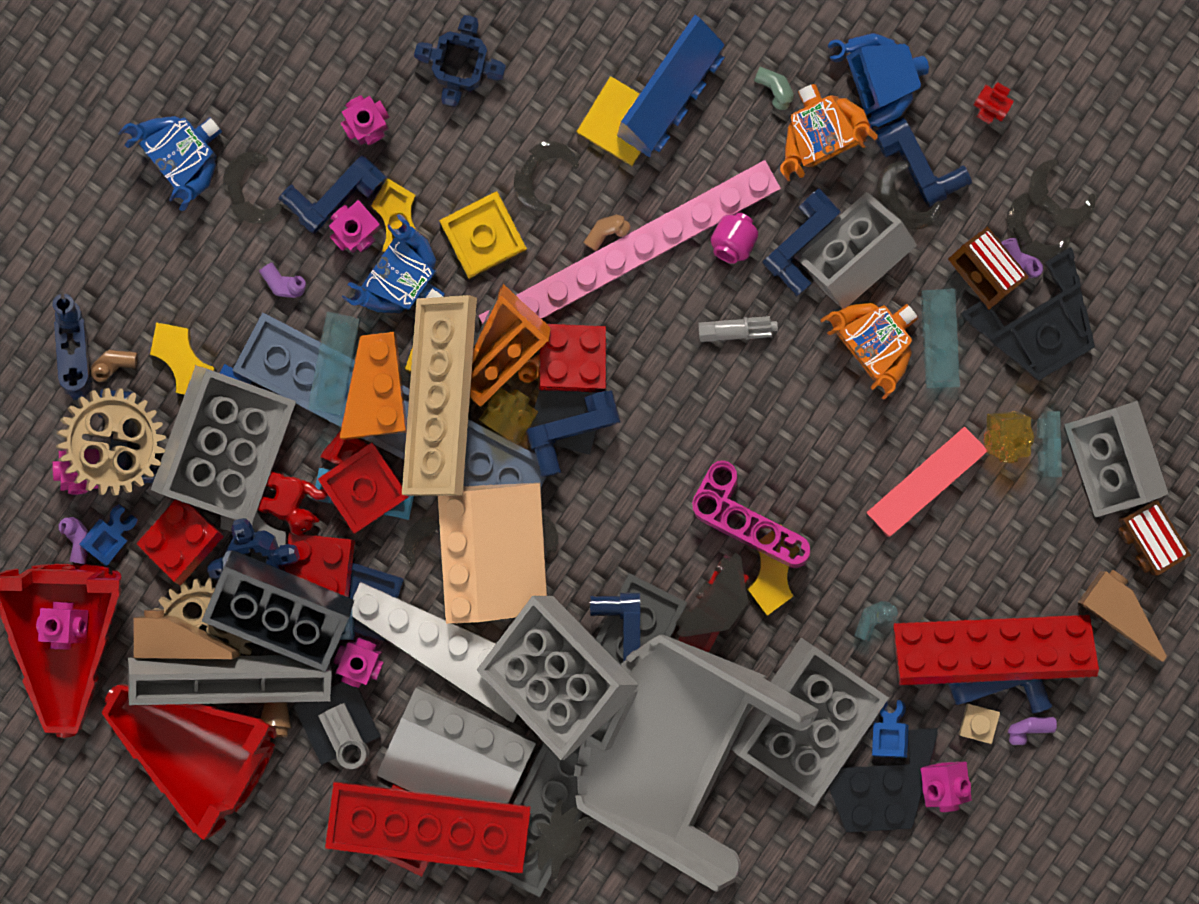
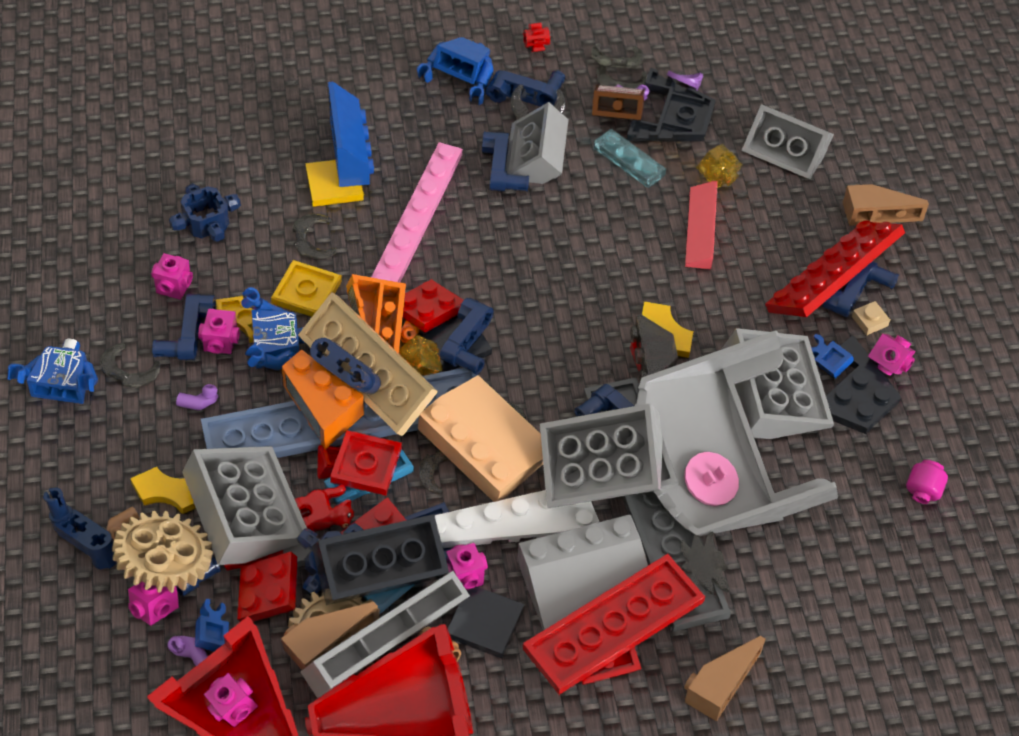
camera: 45 degrees left, 35 degrees down
(333, 363) = (277, 406): clear light blue plate -> none
(343, 733) = (500, 615): light grey piece -> none
(408, 371) = (337, 357): none -> dark blue beam
(605, 227) = (377, 236): medium nougat arm -> none
(644, 767) = (711, 479): none -> bright pink piece
(734, 238) = (461, 185): dark pink head -> none
(737, 329) = (510, 229): light grey piece -> none
(754, 522) = (619, 312): dark pink beam -> none
(779, 86) = (405, 107): sand green arm -> none
(822, 130) = (459, 100): orange torso -> none
(875, 615) = (749, 308): clear light blue arm -> none
(876, 340) = (595, 177): orange torso -> none
(1030, 725) = (896, 302): medium lavender arm -> none
(1050, 458) = (753, 162): clear light blue plate -> none
(1105, 294) = (693, 81): none -> medium lavender piece
(1153, 538) = (851, 160): brick -> none

